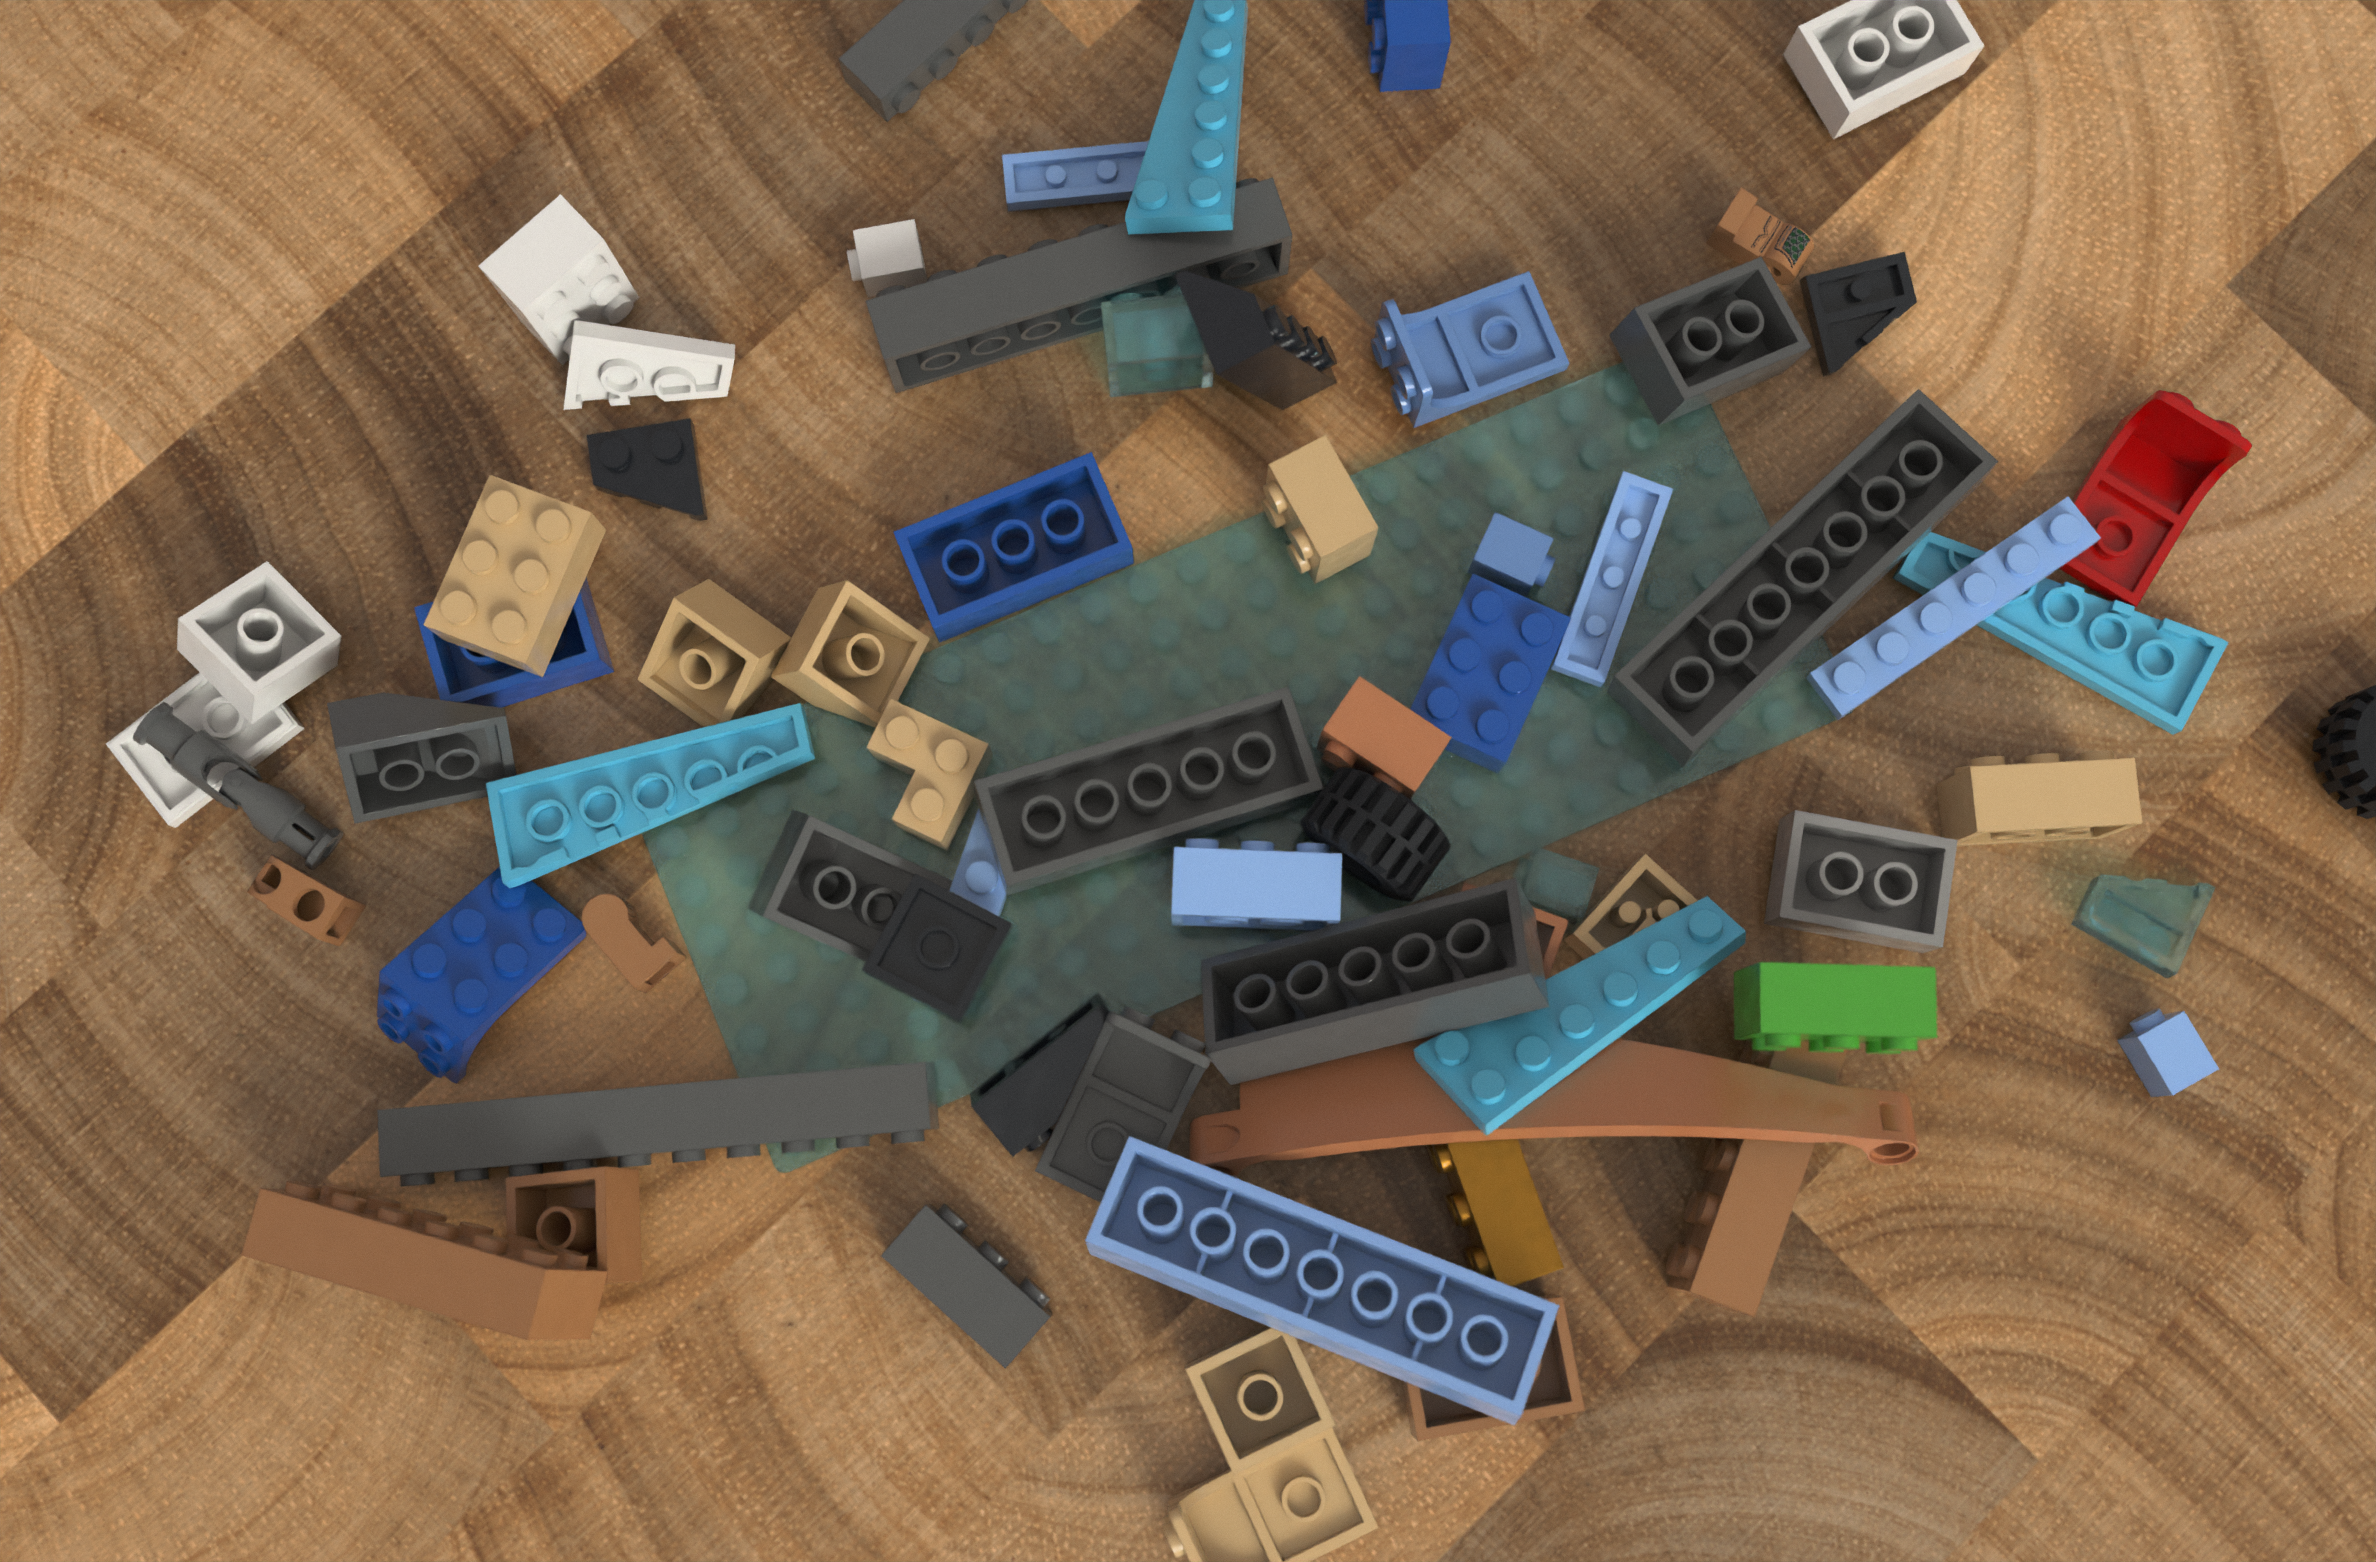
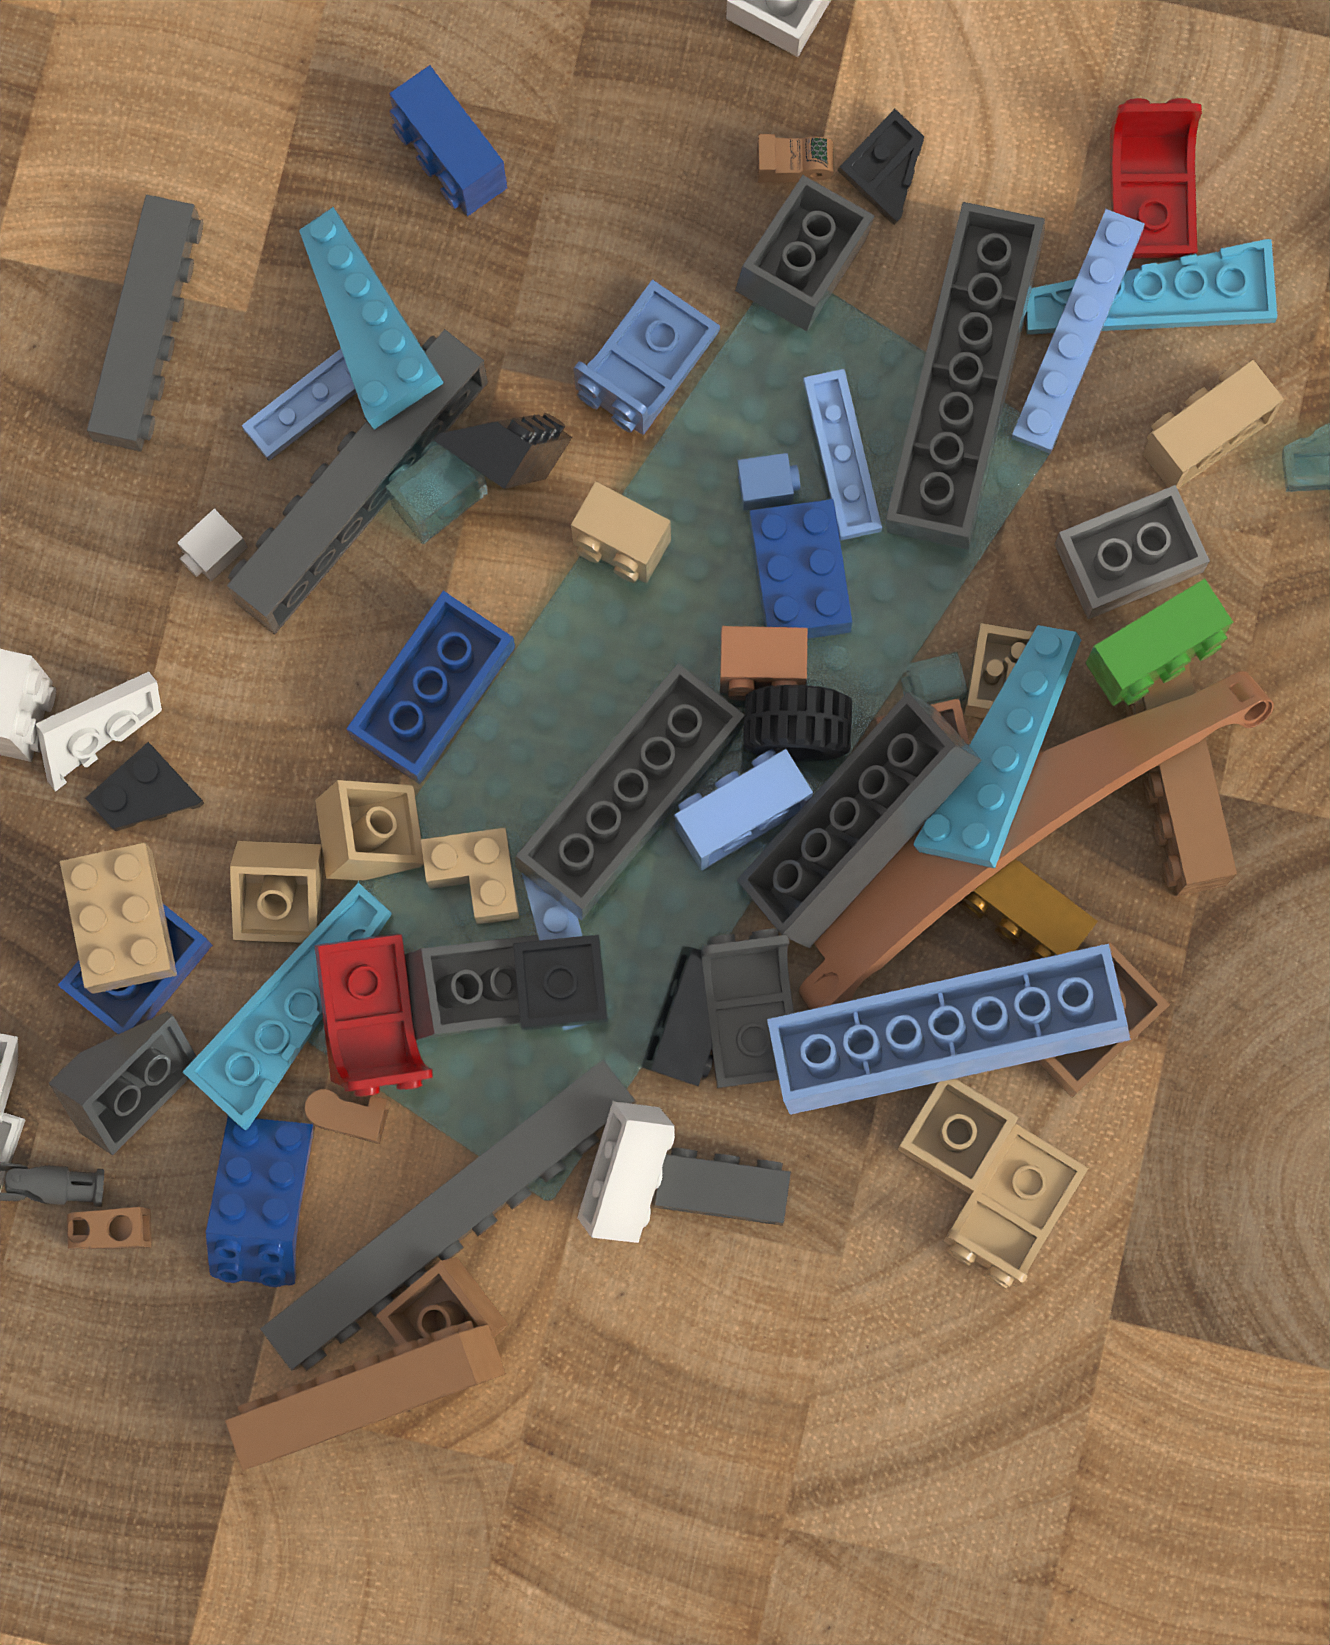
camera: 30 degrees left, 0 degrees up
(711, 853) = (368, 1015): none -> red bracket
(872, 1200) = (626, 1172): none -> white brick

